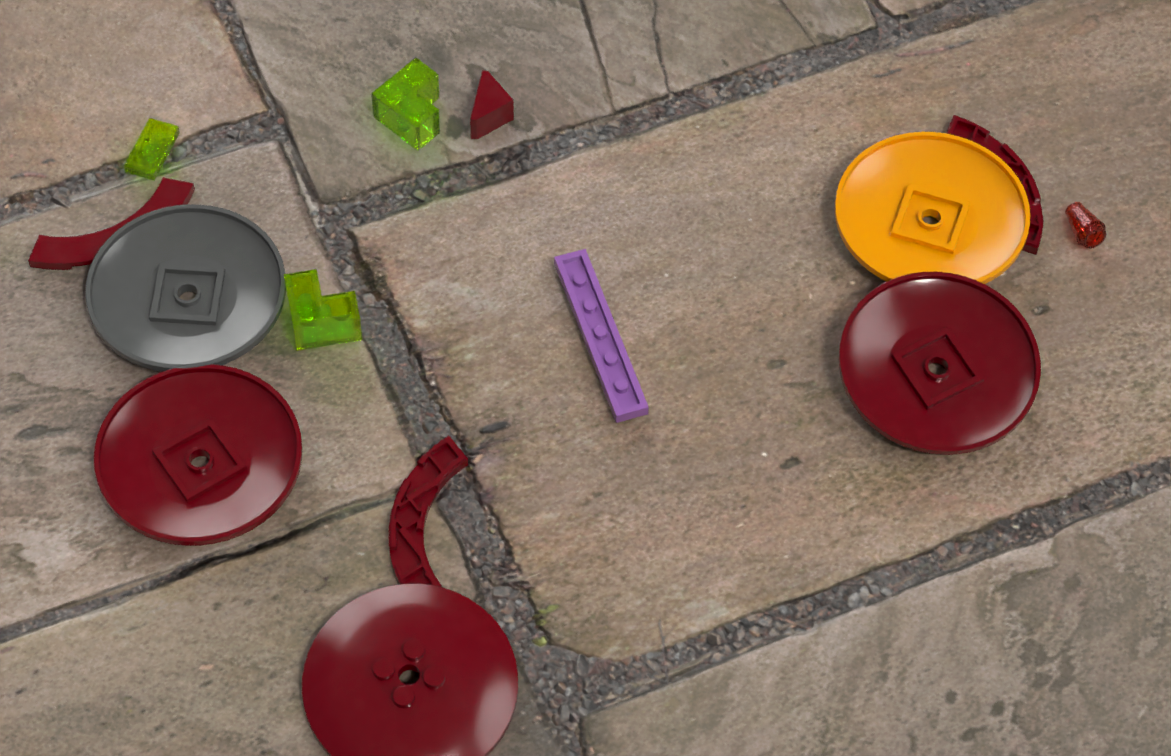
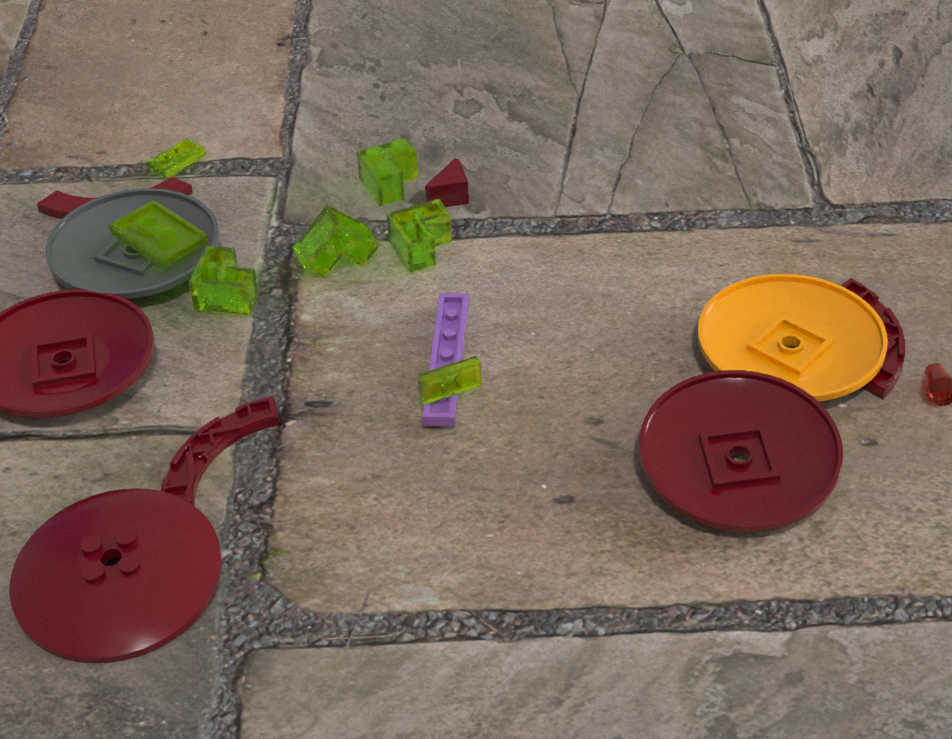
camera: 25 degrees right, 15 degrees down
(214, 271) = (158, 233): none -> clear neon green tile
(408, 222) = (332, 237): none -> clear neon green brick
(491, 184) = (417, 232): none -> clear neon green brick
(629, 368) = (449, 380): none -> clear neon green plate

